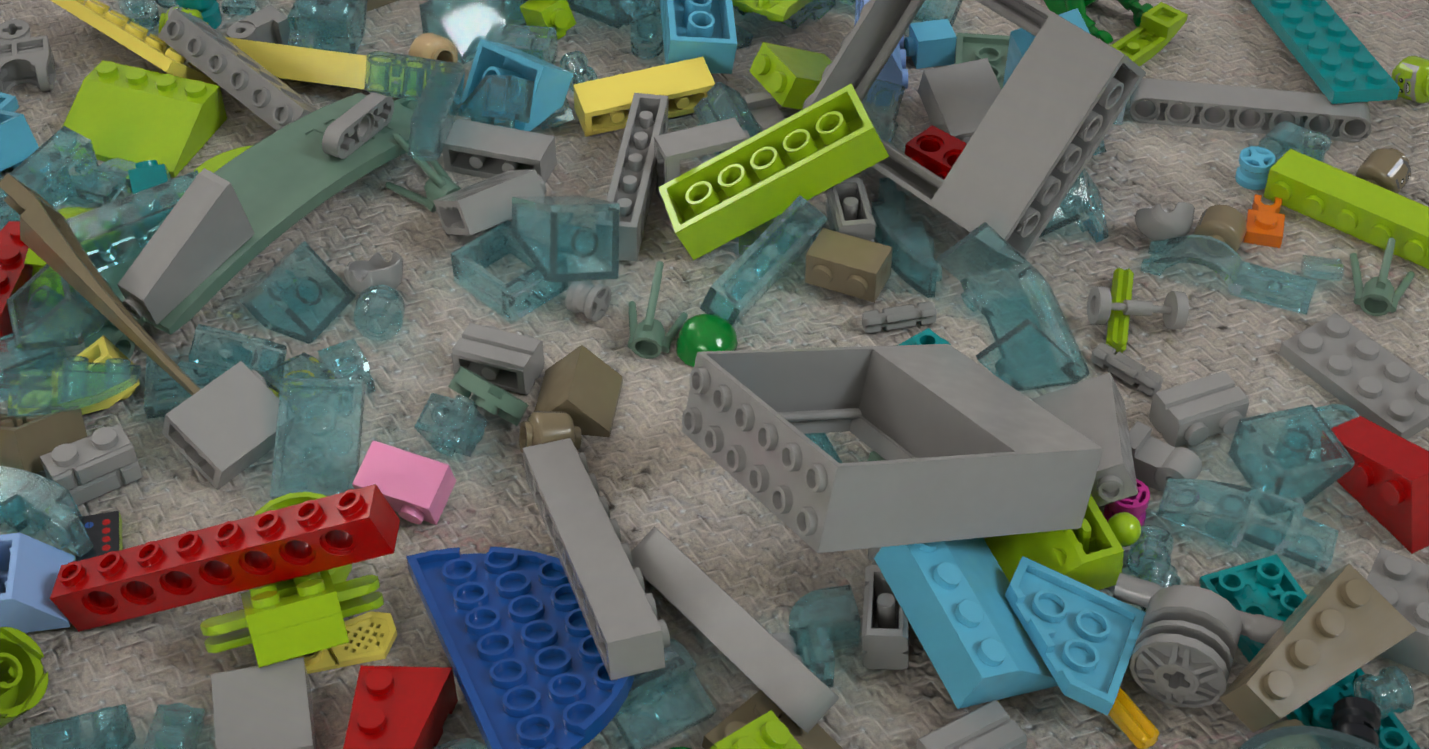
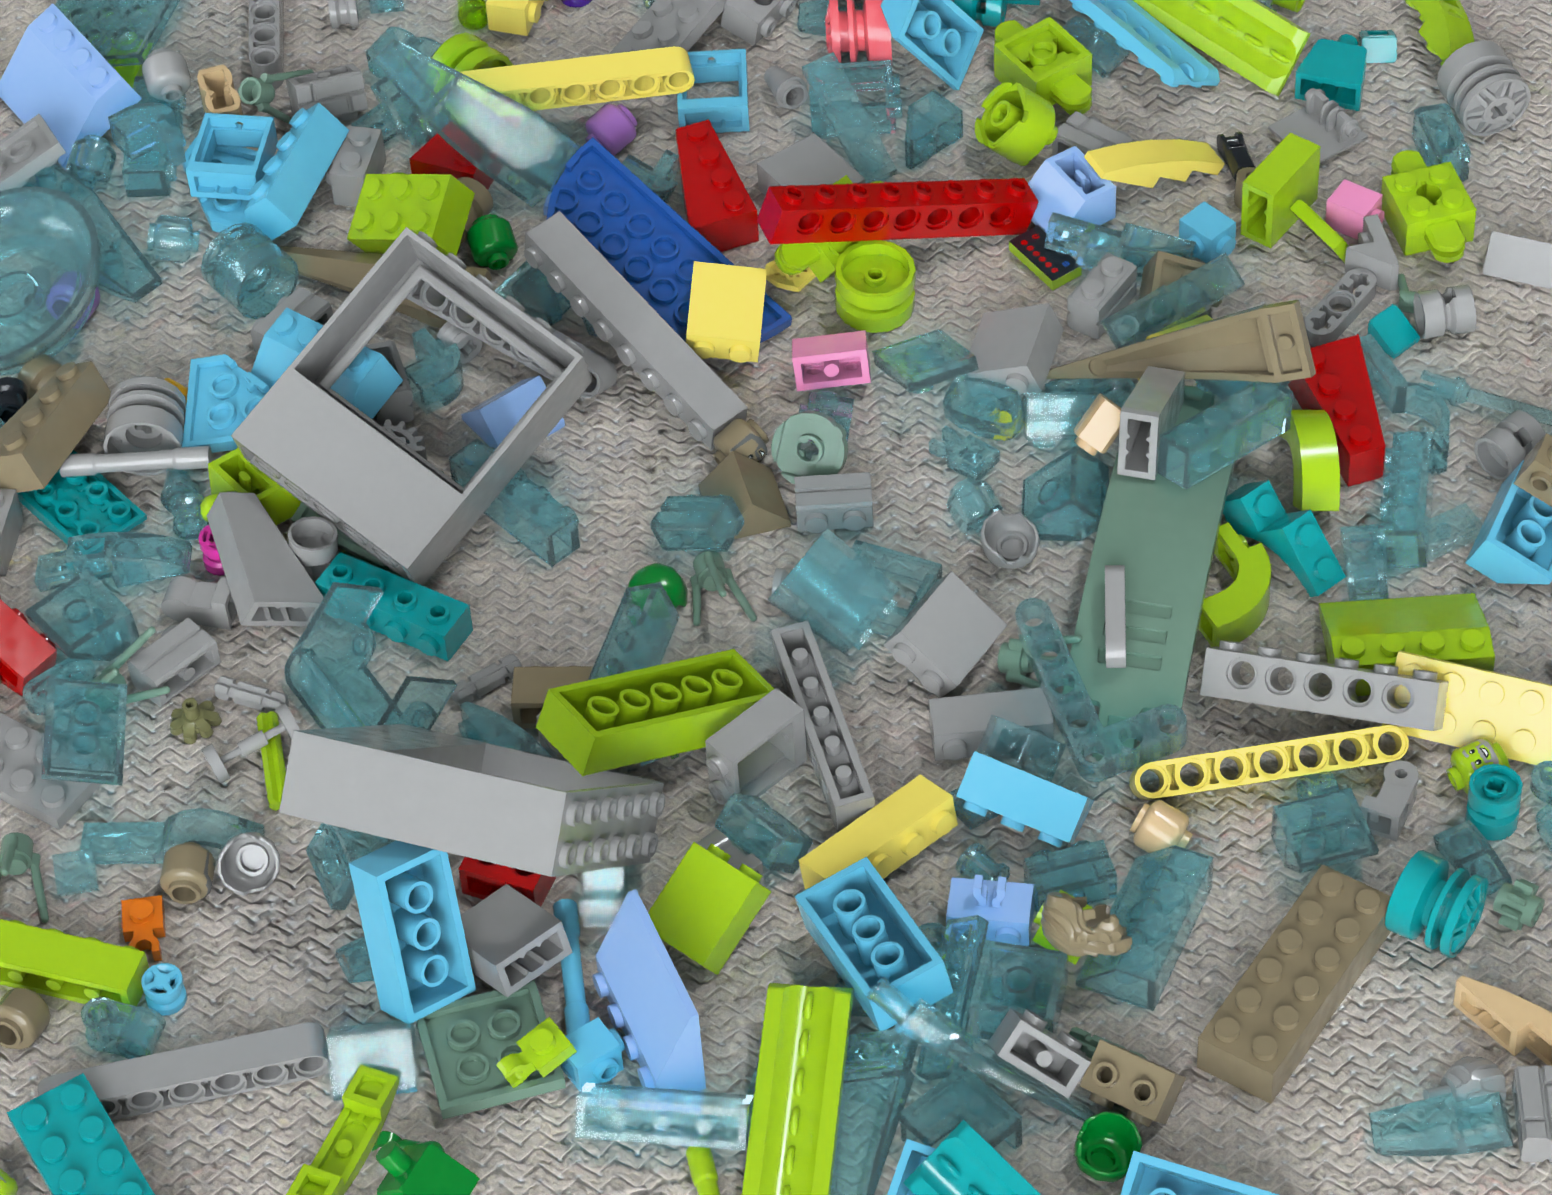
camera: 160 degrees right, 5 degrees up
(224, 289) = (1098, 426): none -> brick
(478, 548) = (726, 311): none -> light yellow brick
(602, 43) = (1002, 903): none -> light blue brick
(638, 361) = (697, 523): none -> clear light blue brick
(761, 566) = (500, 413): none -> light blue slope
(913, 121) = (576, 1009): none -> medium azure piece
(970, 31) = (541, 1050): none -> lime plate
(1185, 366) = (194, 719): none -> olive plant
(1266, 398) = (112, 675): none -> sand green plant
(1303, 343) = (83, 731): none -> clear light blue slope

